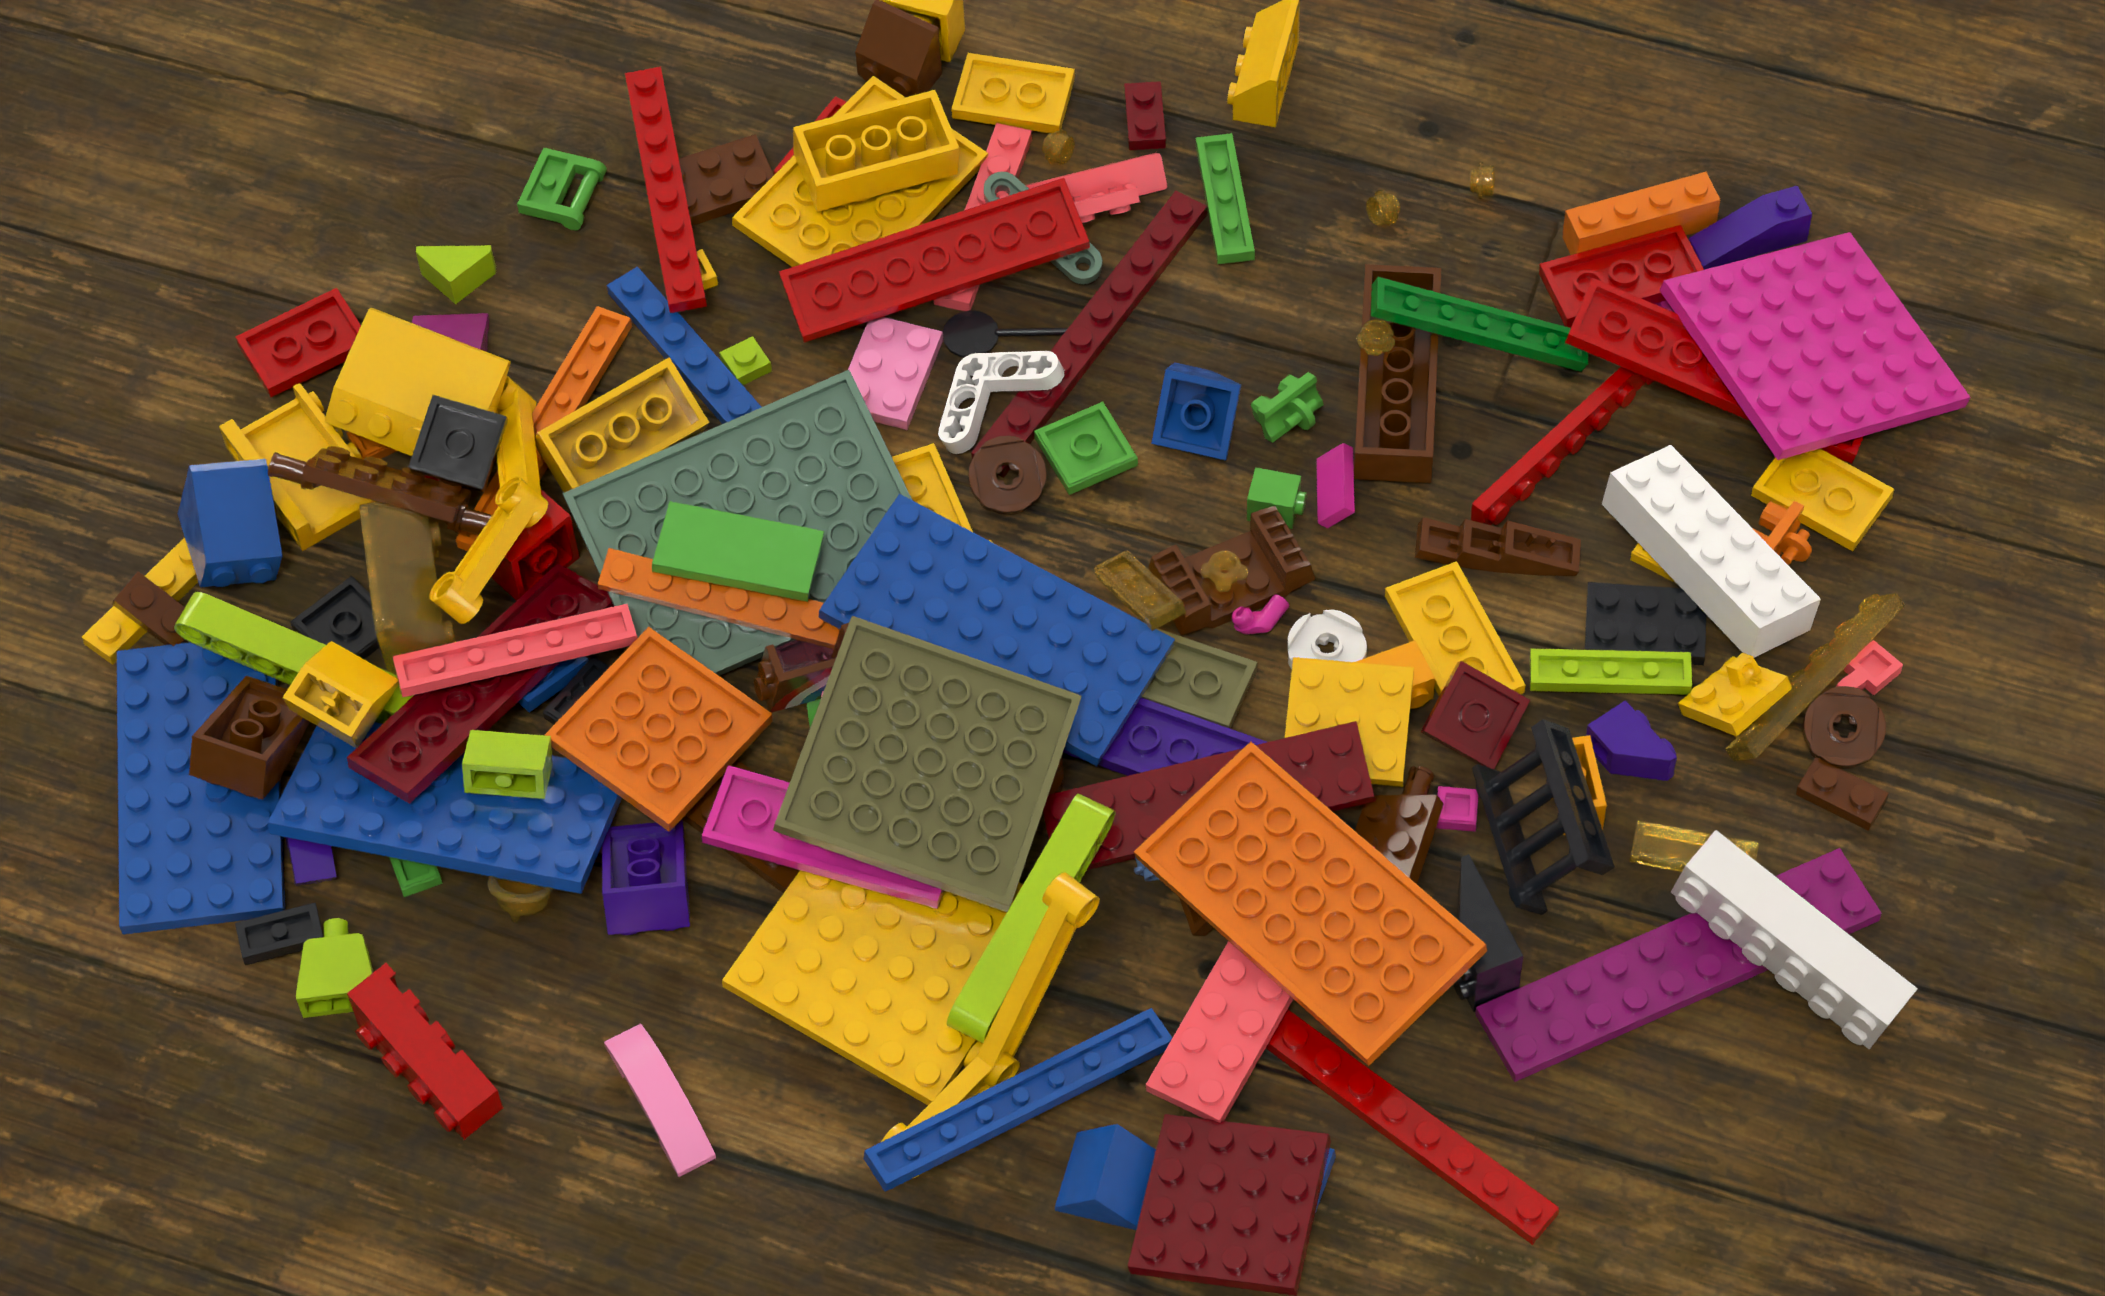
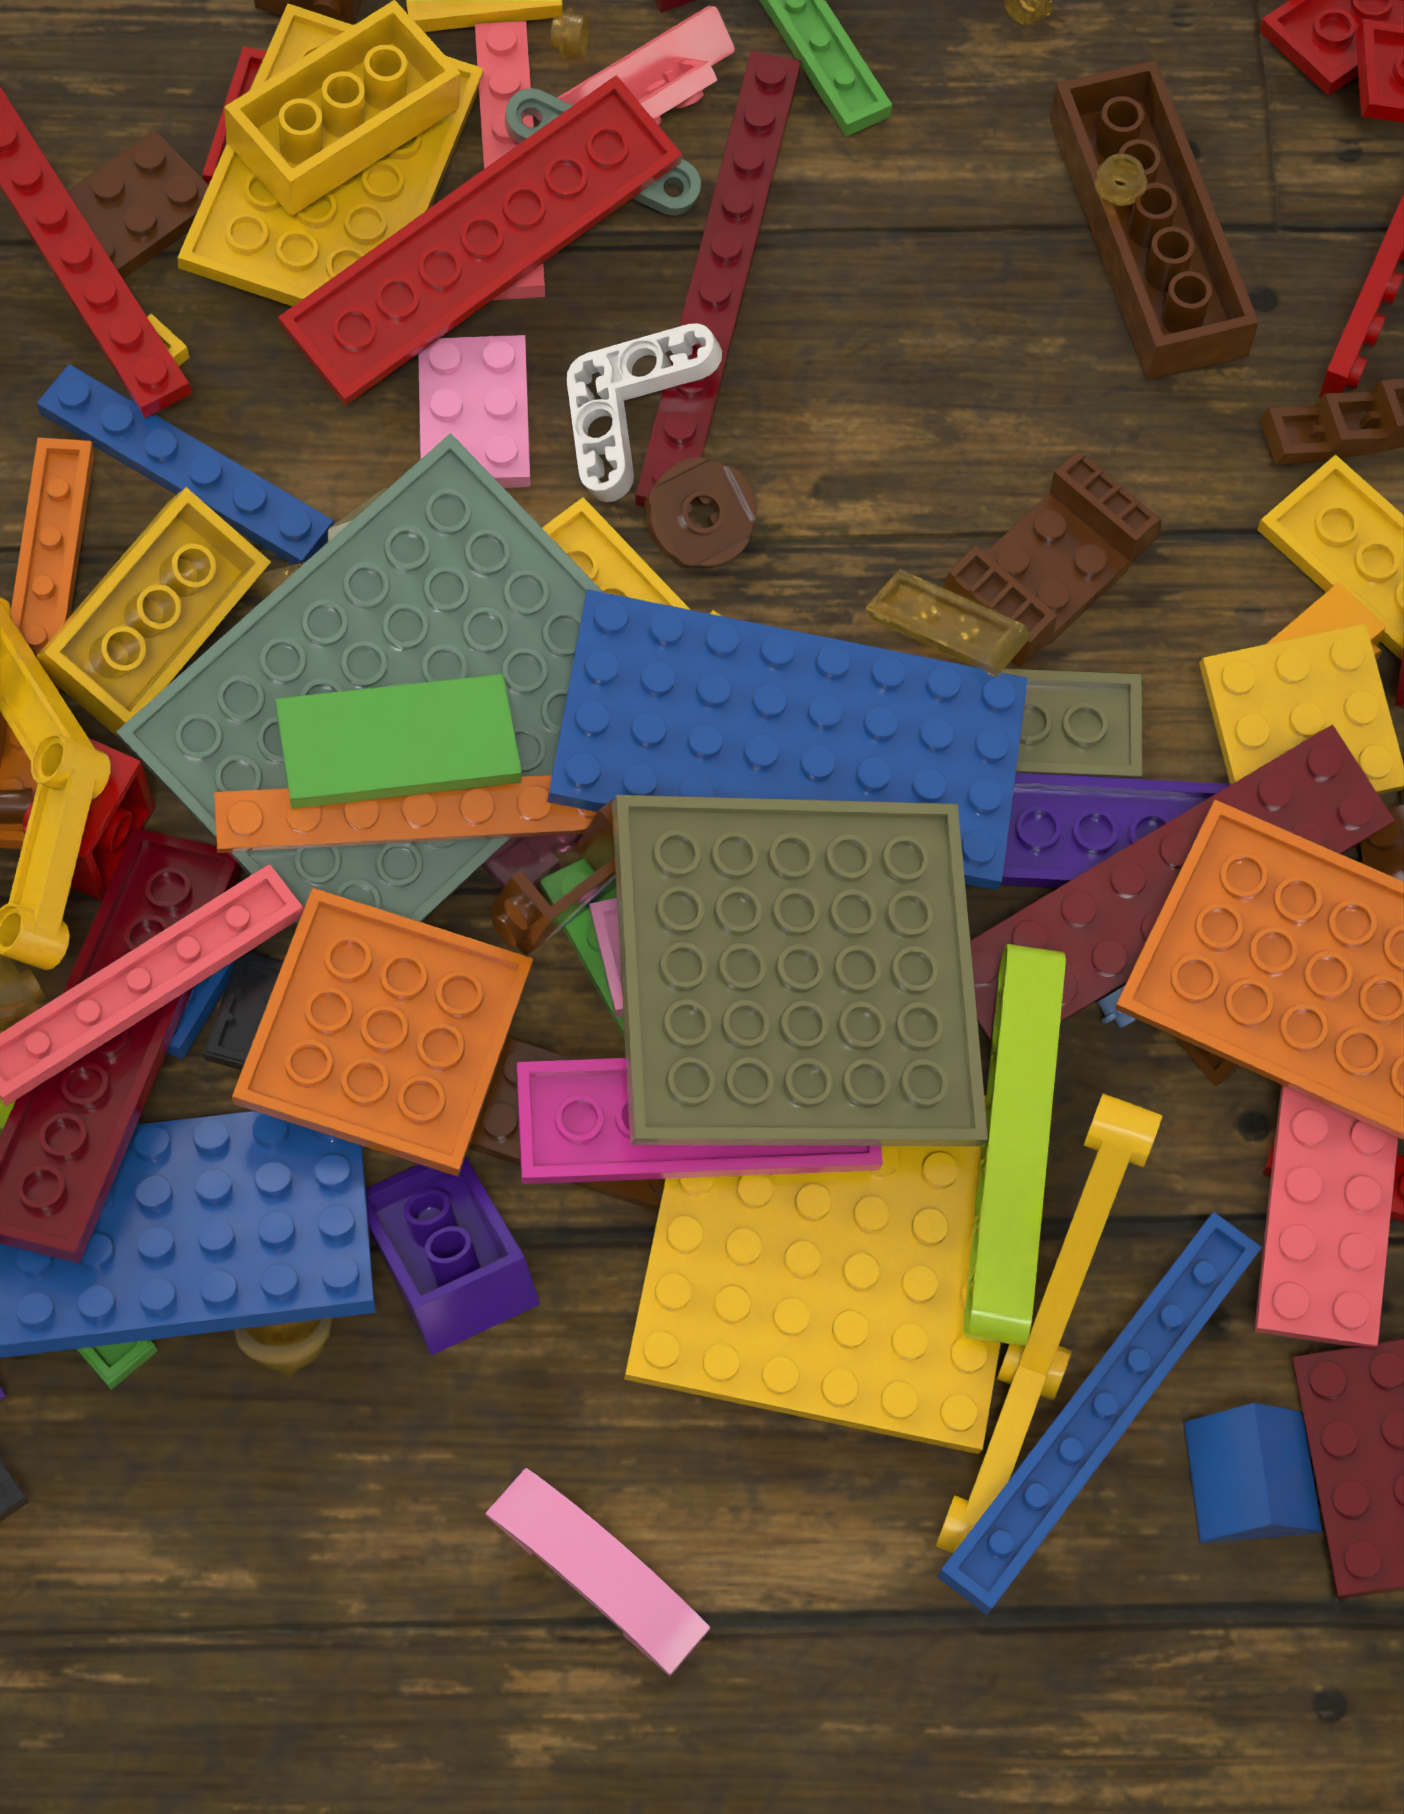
camera: 25 degrees left, 10 degrees up
(331, 969) = (65, 1543): lime torso -> none
(422, 1054) = (245, 1630): red wedge -> none
(507, 764) = (195, 1156): lime brick -> none
(746, 361) = (273, 454): lime plate -> none
(978, 333) = (566, 326): black piece -> none
(1086, 448) = (785, 442): bright green plate -> none
(1196, 411) = (913, 347): blue slope -> none
(1224, 561) = (1050, 546): clear yellow plate -> none
(1260, 621) = (1115, 614): dark pink arm -> none
(1279, 490) = (1059, 431): bright green brick -> none
(1289, 408) = (1033, 310): bright green hips -> none
(1324, 628) = (1209, 595): white plate -> none
(1335, 485) = (1133, 397): dark pink tile -> none
(1475, 323) = (1234, 123): green plate -> none

